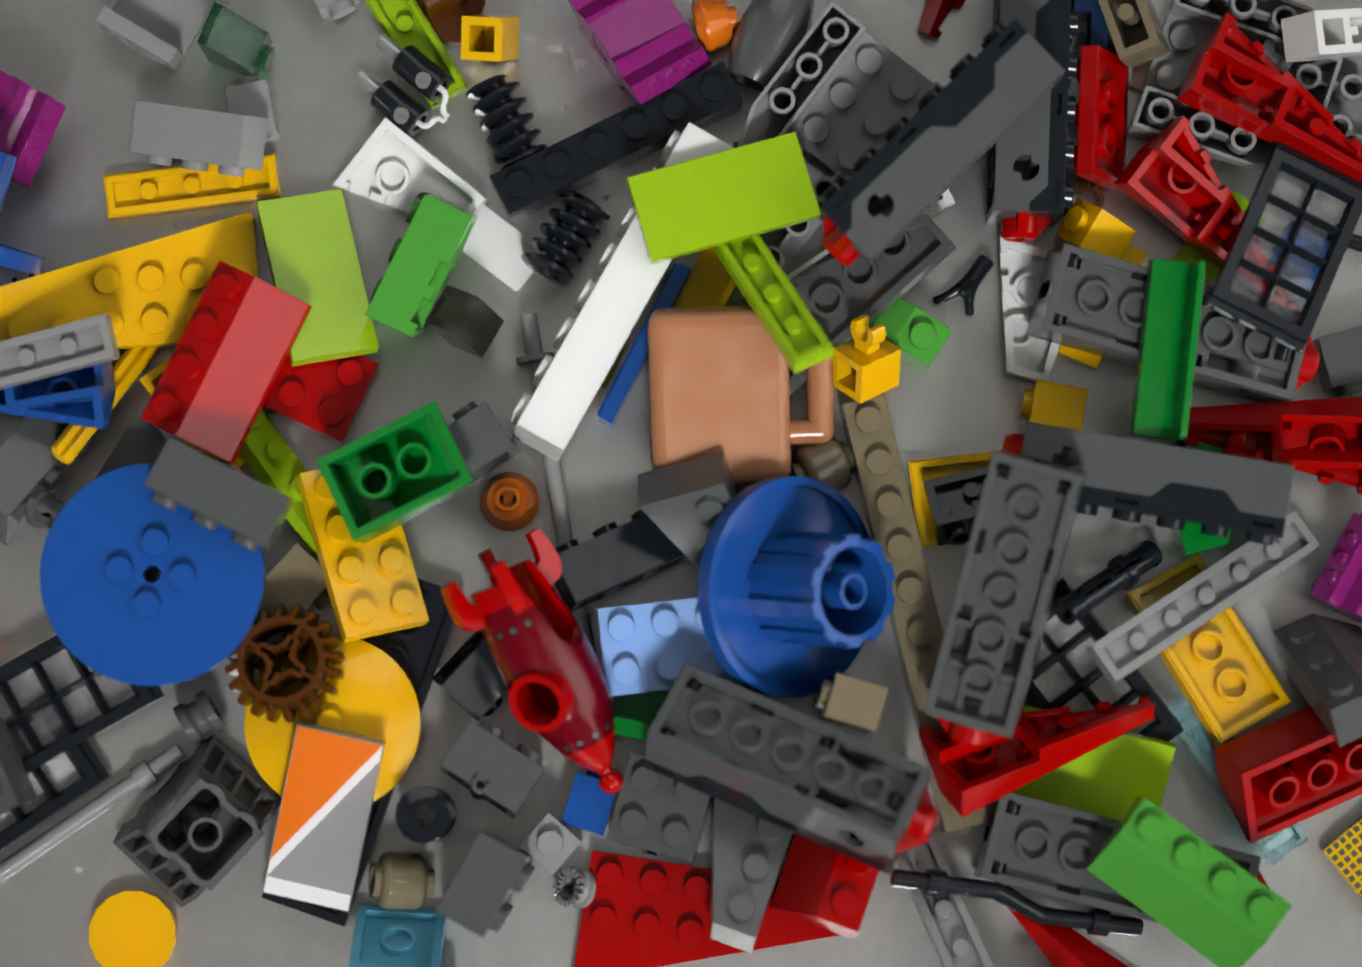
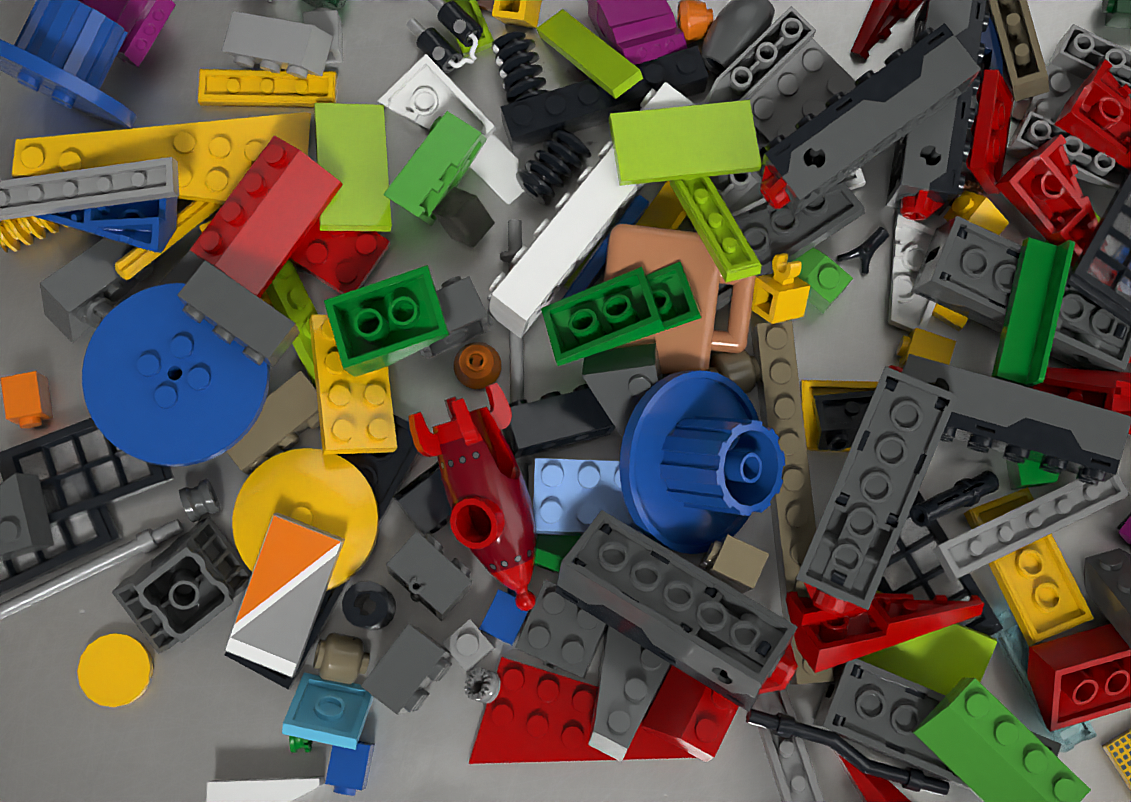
camera: 10 degrees right, 5 degrees down
(278, 678) = (289, 439): reddish brown gear -> none
(589, 90) = (589, 53): none -> lime tile
(674, 423) = (620, 312): none -> green slope

